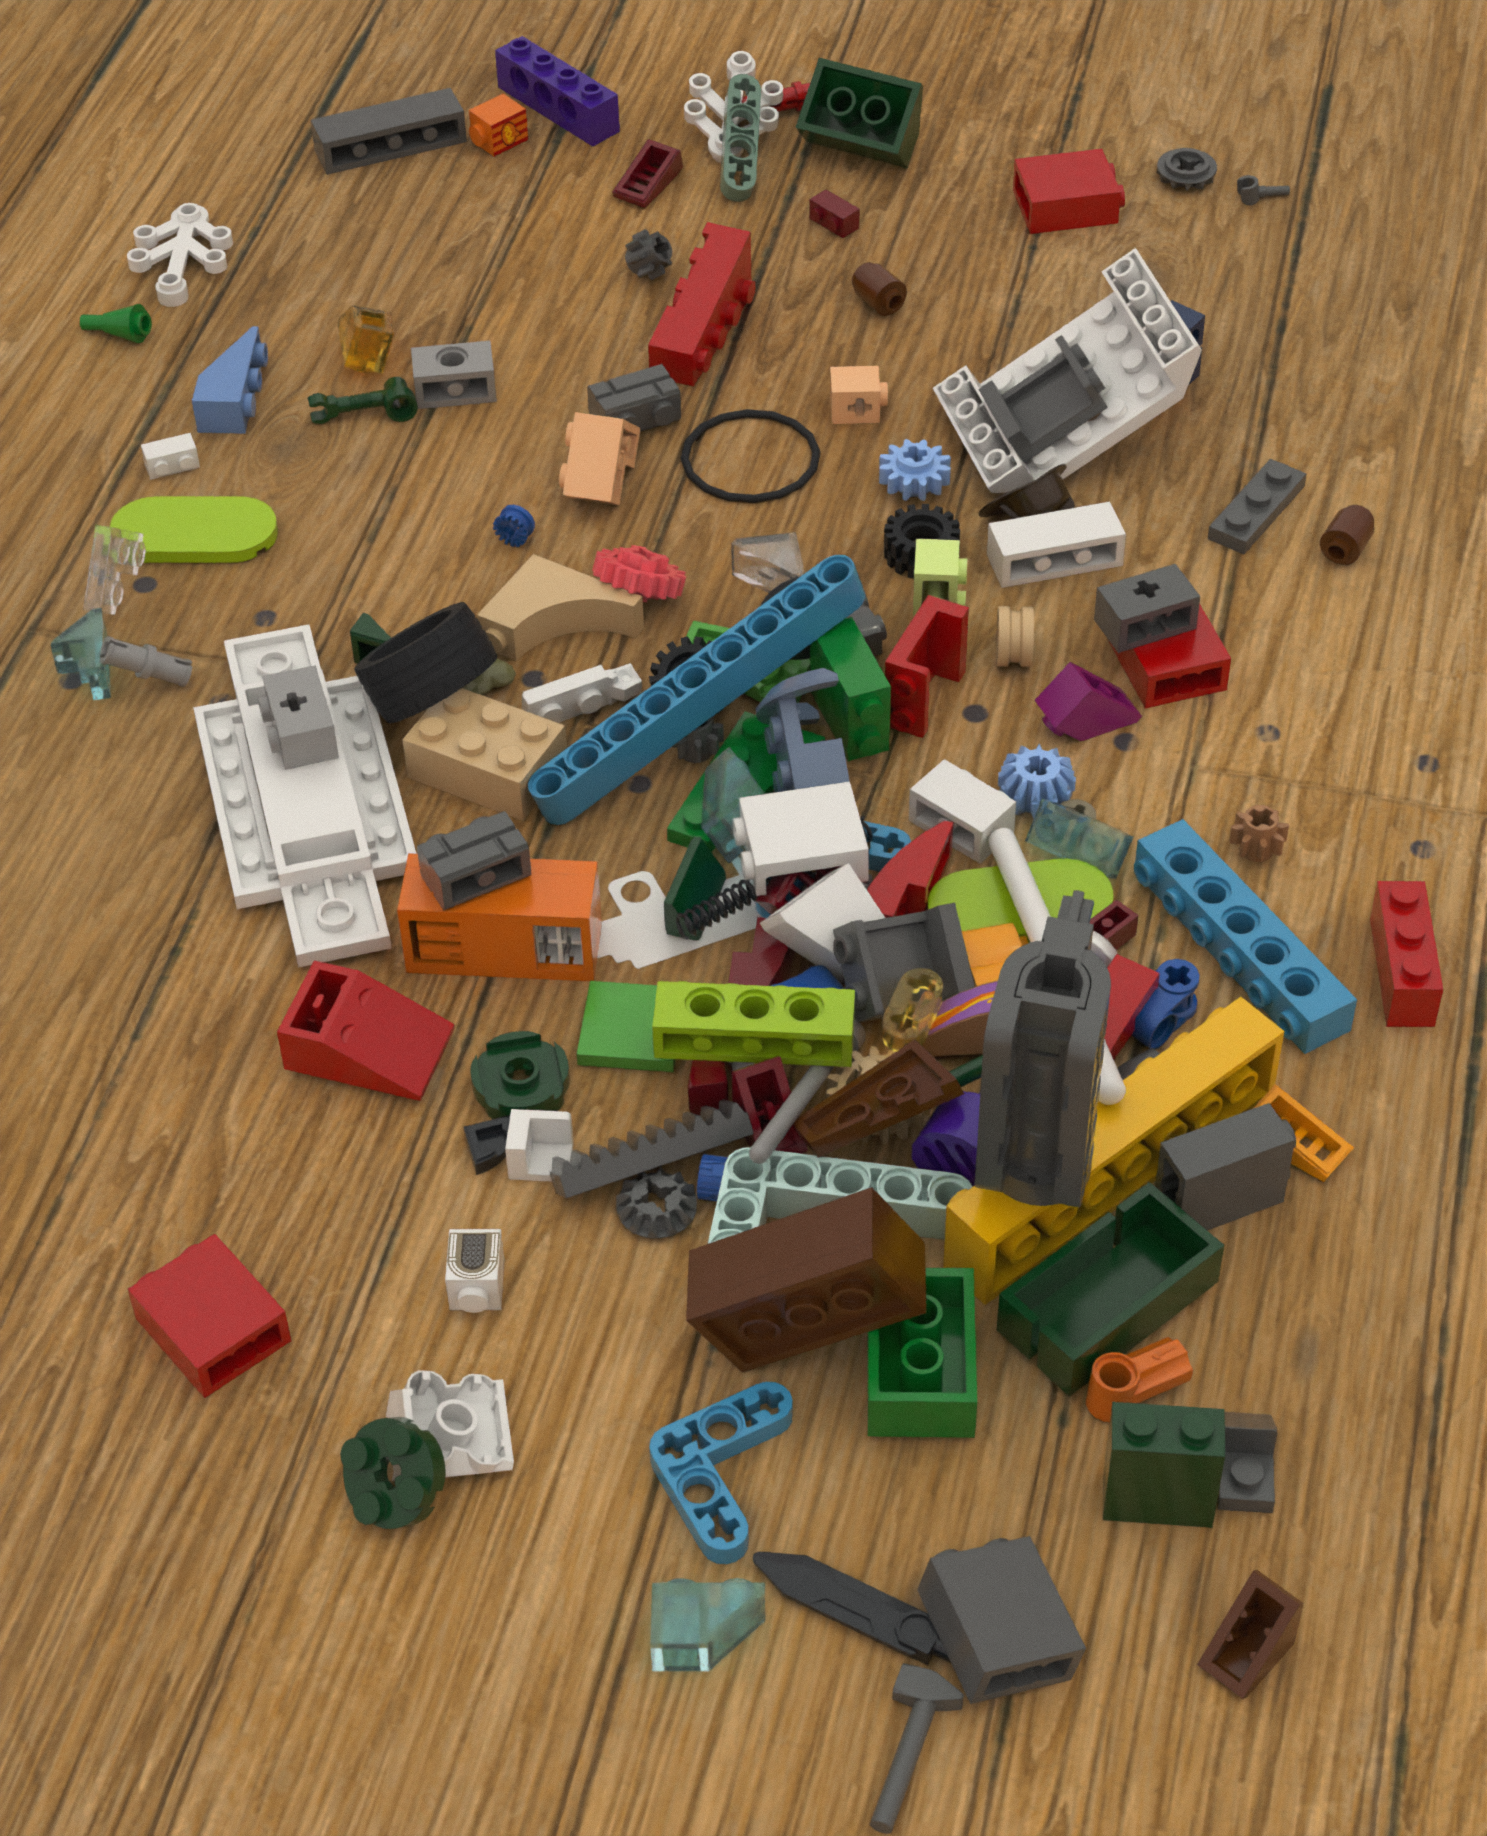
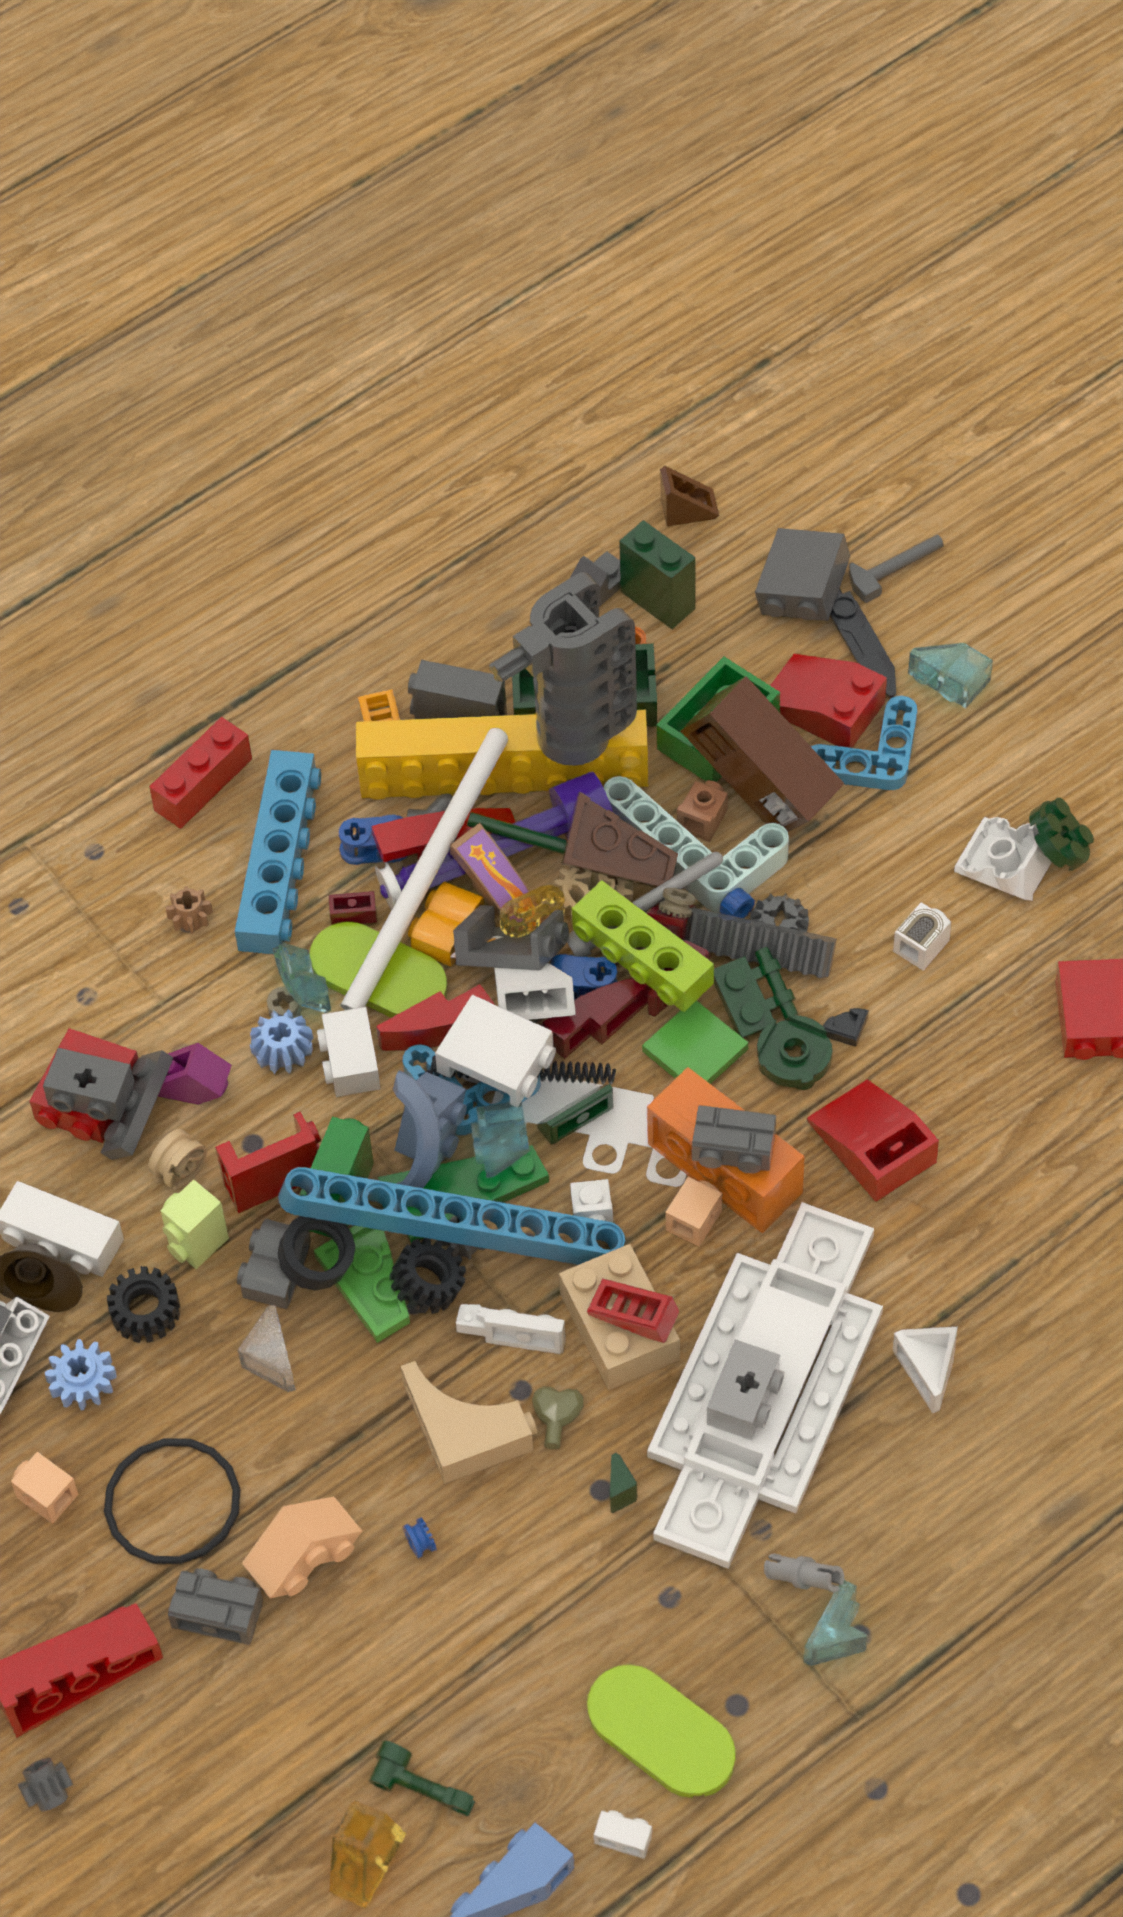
camera: 140 degrees left, 10 degrees up
(112, 553) = (762, 1690): clear plate -> none
(157, 880) = (927, 1359): none -> white slope
(426, 663) = (629, 1433): black tyre -> none
(445, 717) = (656, 1320): none -> red slope
(453, 374) = (314, 1733): light grey brick -> none
(534, 1140) = (823, 997): white panel -> none
(599, 830) = (592, 1200): none -> white bracket
(614, 1094) = (743, 998): none -> dark green plate
(639, 572) = (378, 1402): coral gear -> none
(747, 1099) = (677, 902): none -> dark tan bush
(831, 1484) = (830, 697): none -> red slope
(1118, 677) = (148, 1076): none -> dark grey plate

